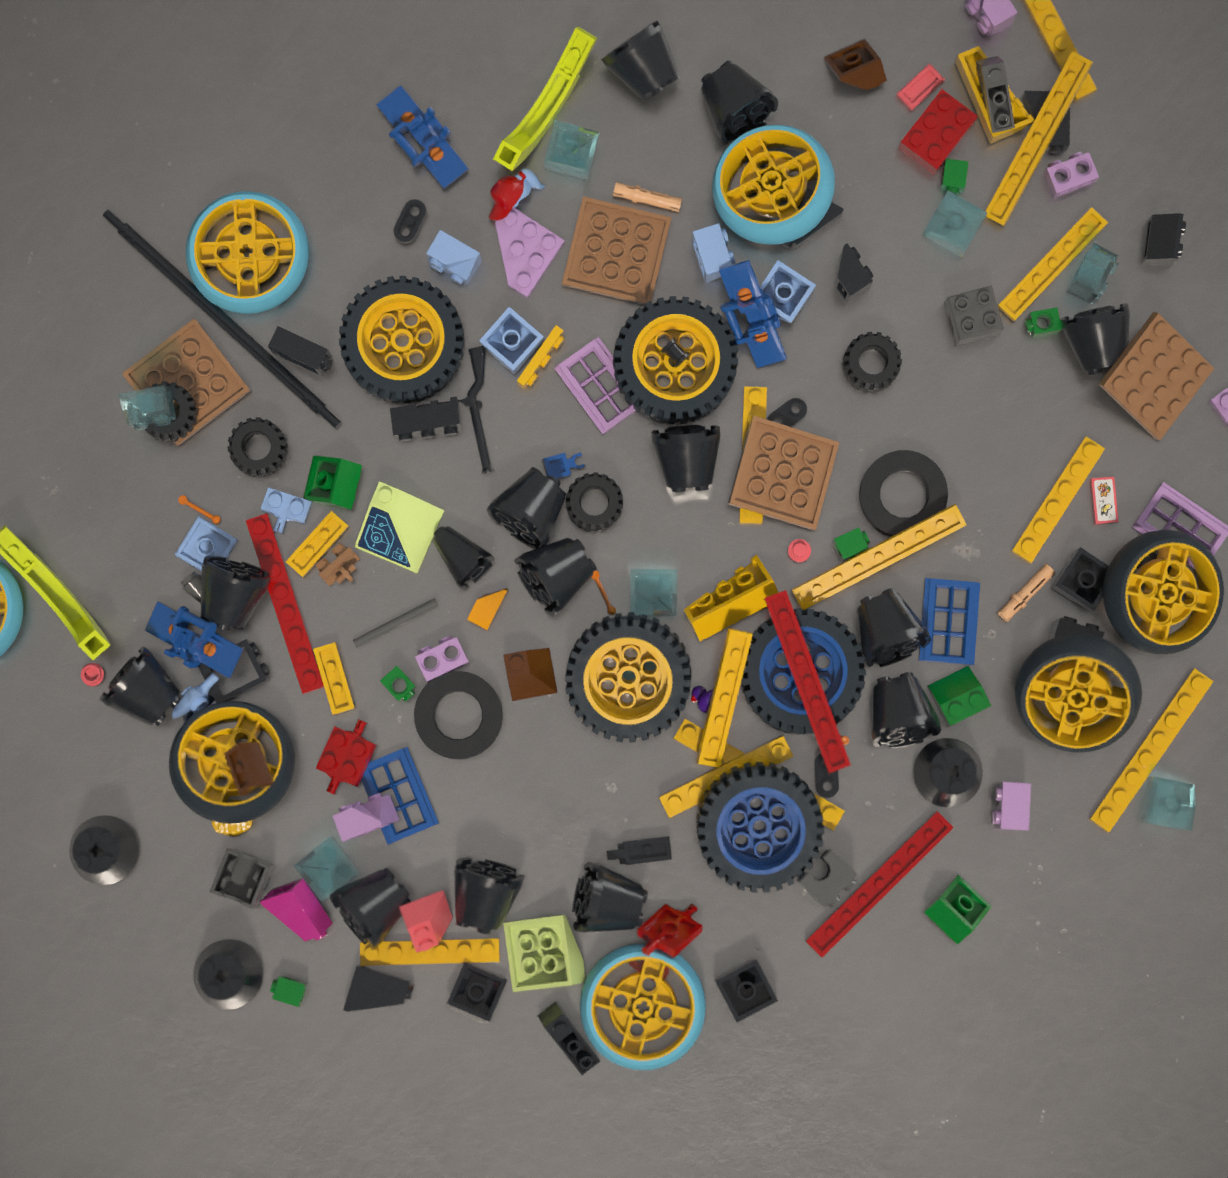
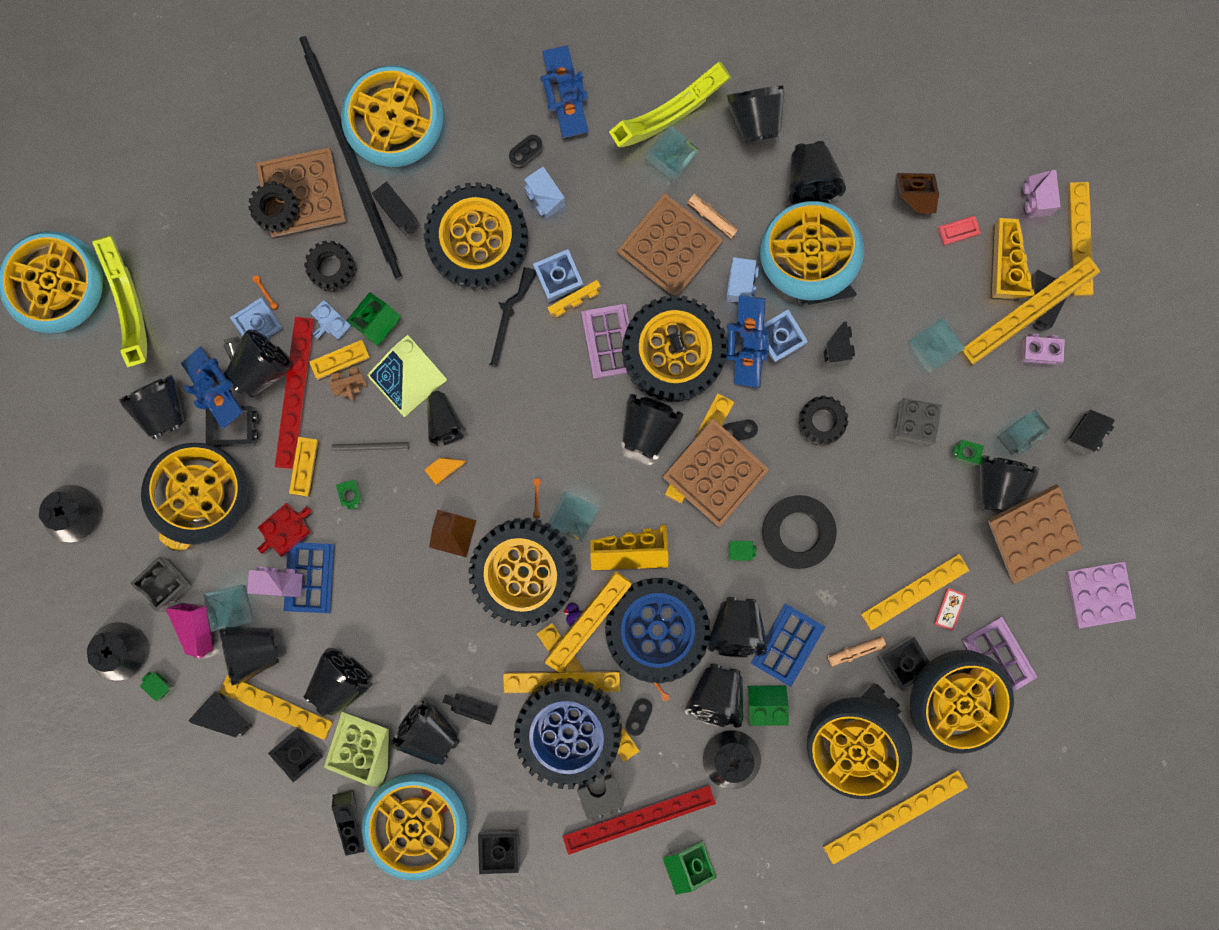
camera: 25 degrees right, 0 degrees up
(92, 674) = (125, 377): coral plate -> none
(148, 407) = (258, 196): clear light blue slope -> none
(195, 698) = (191, 432): light blue animal -> none
(248, 767) = (202, 503): reddish brown panel -> none
(425, 715) = (355, 538): black tyre -> none
(426, 419) = (466, 305): black wedge -> none
(427, 920) = (283, 683): coral slope -> none
(443, 663) = (390, 495): lavender brick -> none
(510, 190) = (612, 162): red hair -> none
(525, 250) = (602, 212): lavender plate -> none
(529, 508) = (510, 408): black cone -> none
(555, 573) = (506, 466): black cone -> none
(559, 465) = (548, 387): blue plate -> none
(590, 482) = (555, 411): black tyre -> none
(669, 930) = (462, 779): red plate -> none
(799, 550) = (699, 537): coral plate -> none
(807, 681) = (656, 640): red plate -> none
(879, 557) = (757, 571): yellow plate -> none
(937, 131) = (956, 269): red brick -> none
(954, 176) = (953, 309): green brick -> none
(995, 93) = (1014, 261): dark grey slope -> none
(1013, 806) = (768, 810): lavender slope -> none
(1052, 264) = (996, 411): yellow plate -> none
(1169, 804) = (889, 865): clear light blue slope -> none

